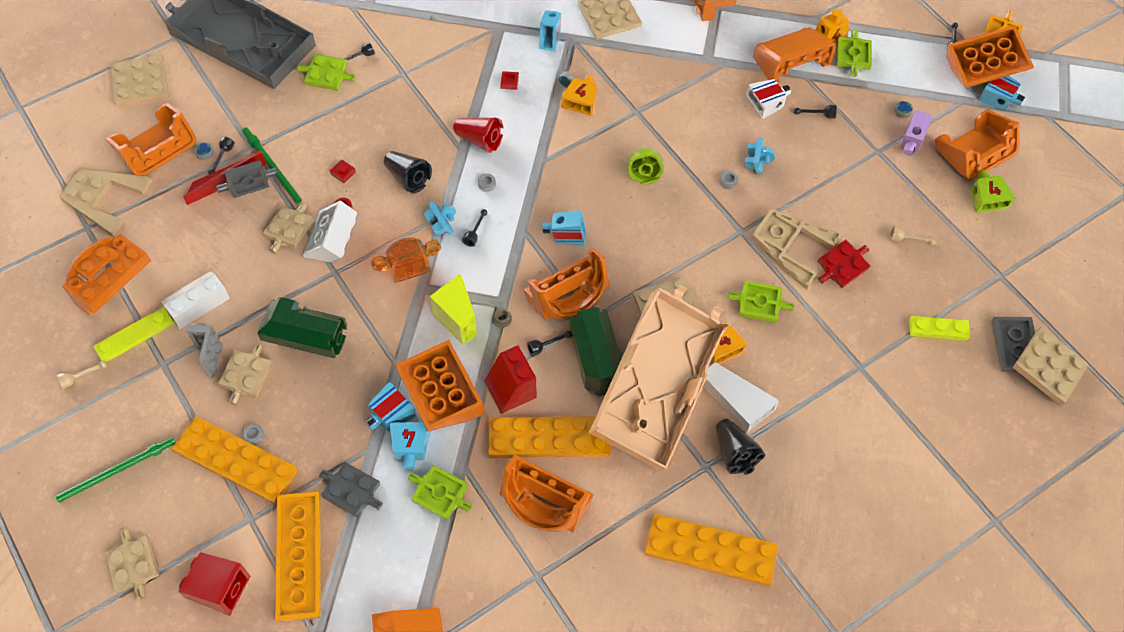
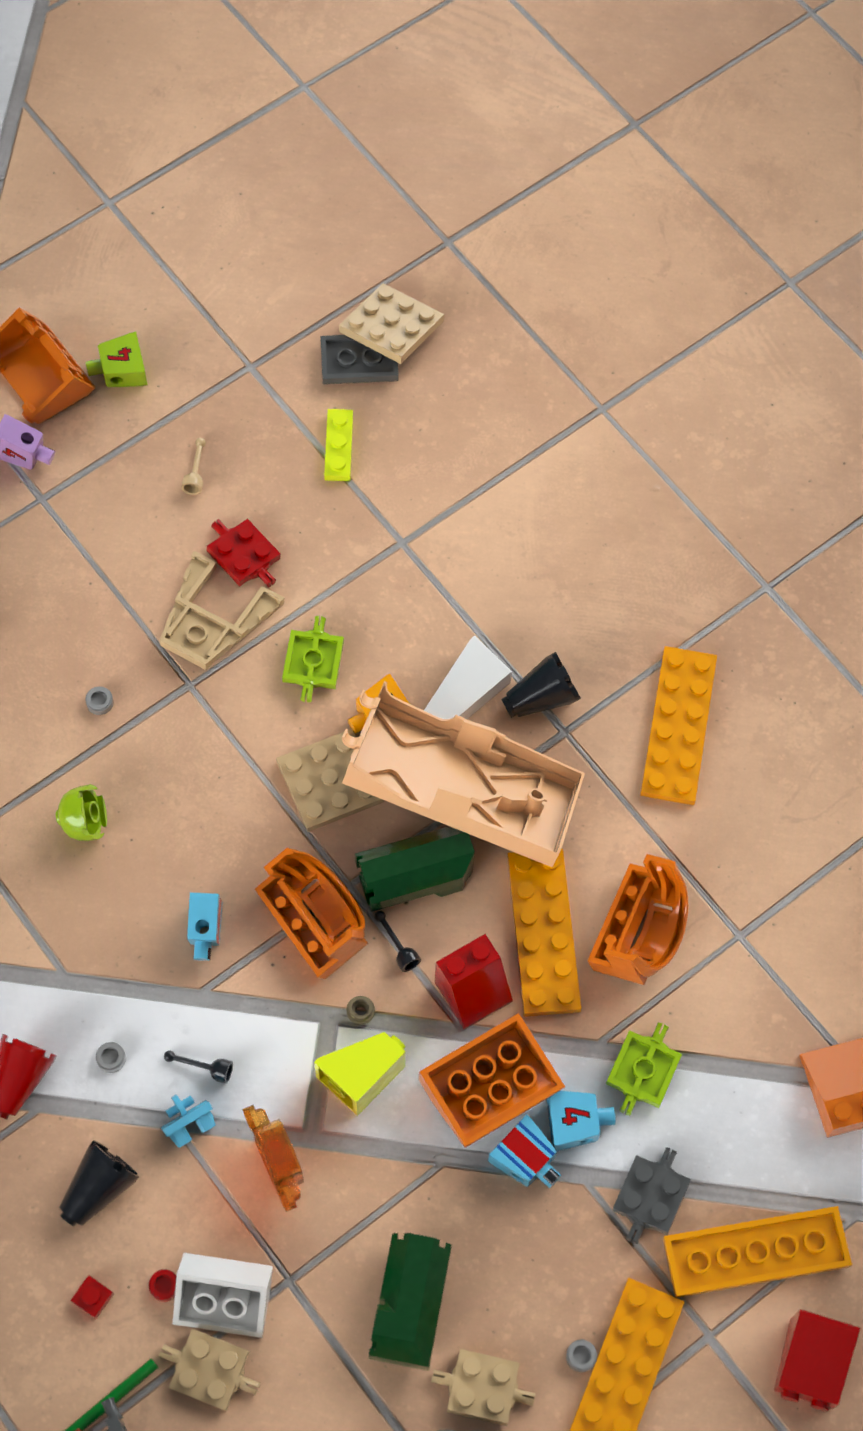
camera: 95 degrees left, 5 degrees up
(761, 156) = (46, 656): medium azure hips -> none

